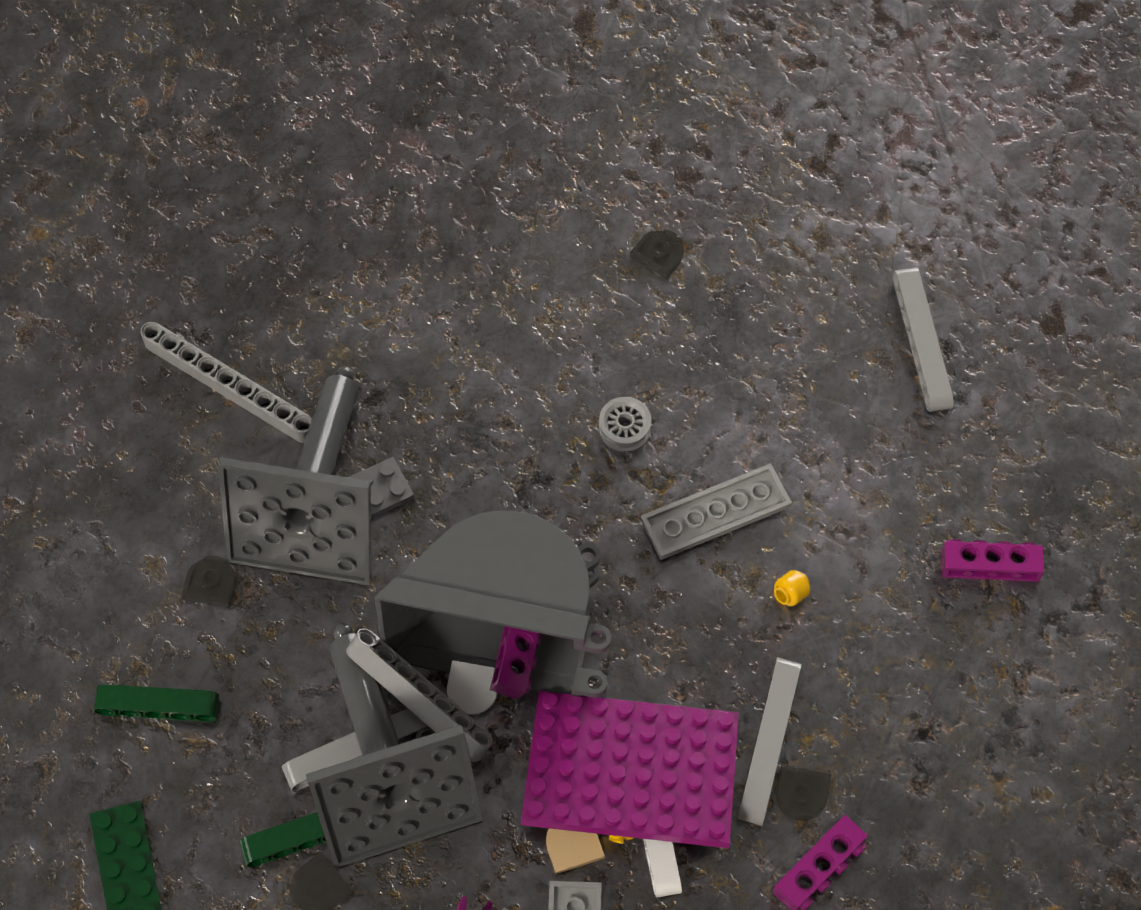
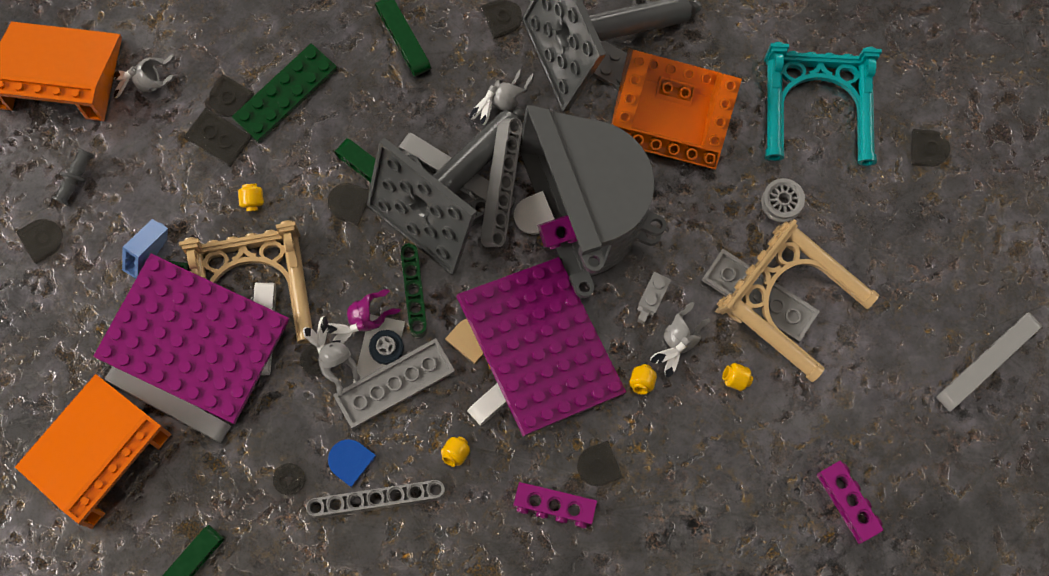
camera: 55 degrees right, 10 degrees up
(312, 636) = (501, 96): none -> light grey hair
(450, 462) = (675, 107): none -> orange slope
(485, 882) = (413, 299): none -> dark green beam
(536, 256) = (861, 66): none -> teal arch
(647, 621) = (652, 296): none -> light grey hinge
(716, 619) = (679, 340): none -> light grey hair
(718, 536) = (741, 311): none -> tan arch
(735, 685) = (643, 379): none -> yellow head
(769, 741) = (619, 423): light grey beam -> none

